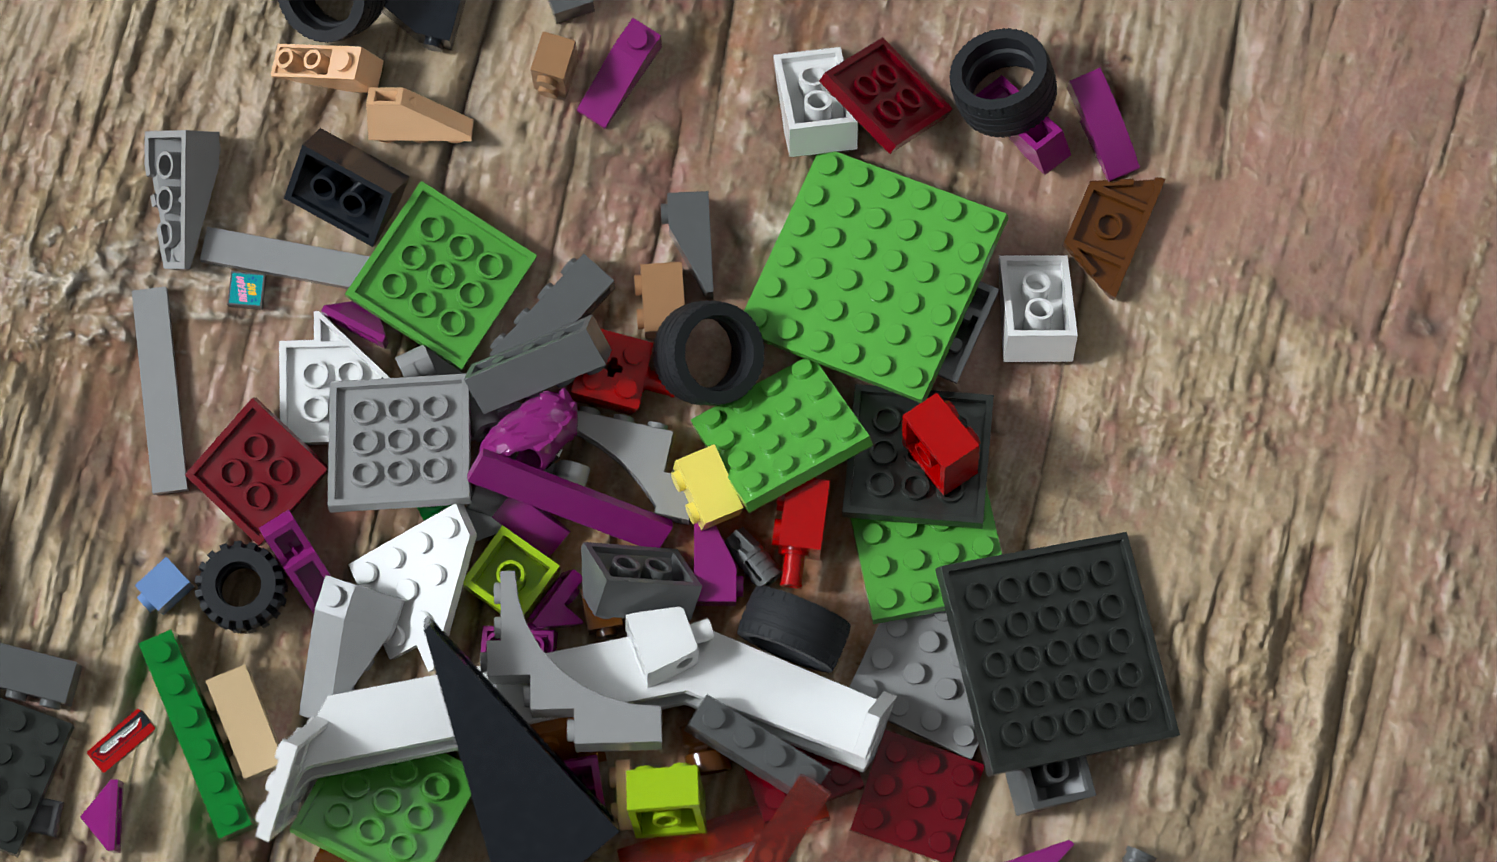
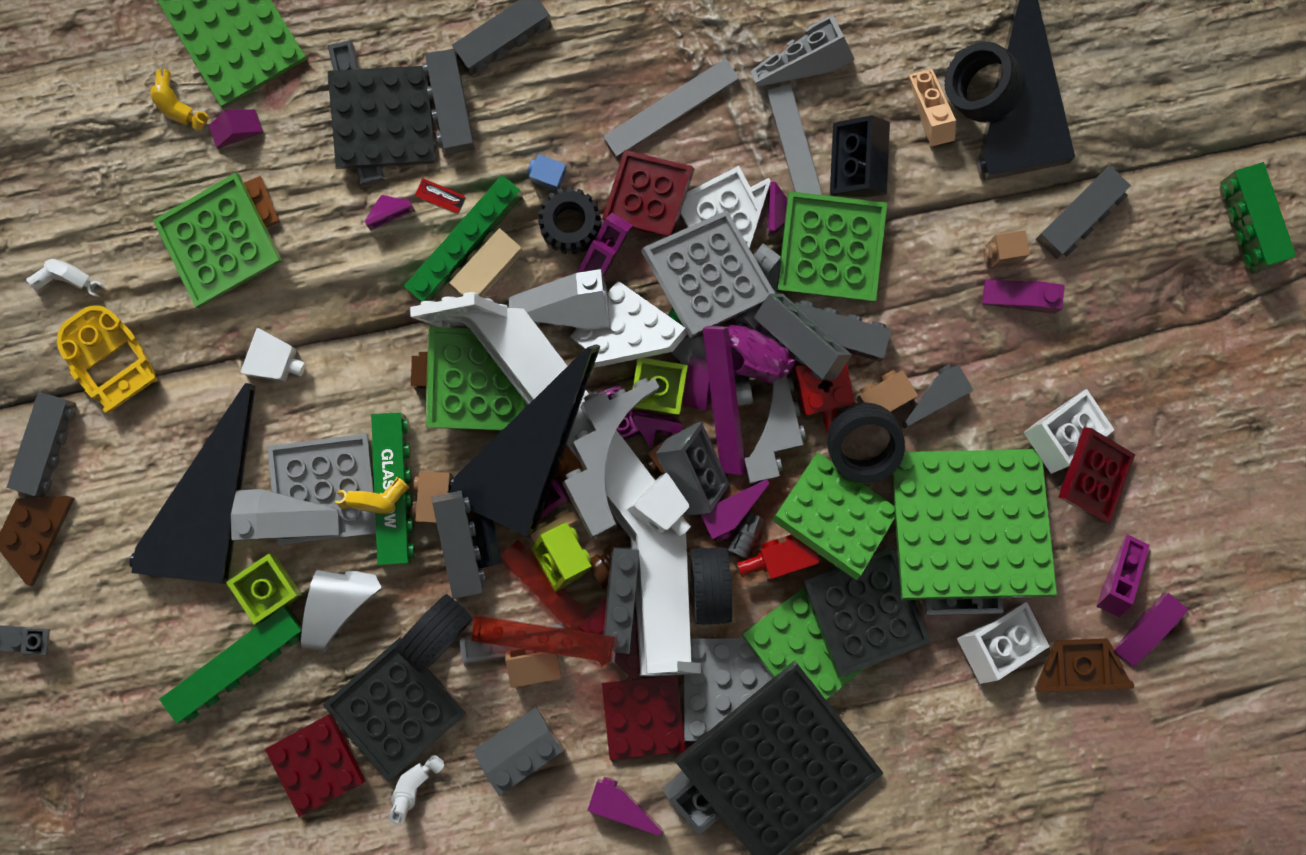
camera: 65 degrees right, 5 degrees up
(247, 290) = (762, 129): tile -> none
(407, 116) = (926, 174): light nougat slope -> none
(706, 488) = (776, 484): light yellow brick -> none
(941, 443) = (880, 624): red brick -> none
(988, 54) = (1158, 529): black tyre -> none

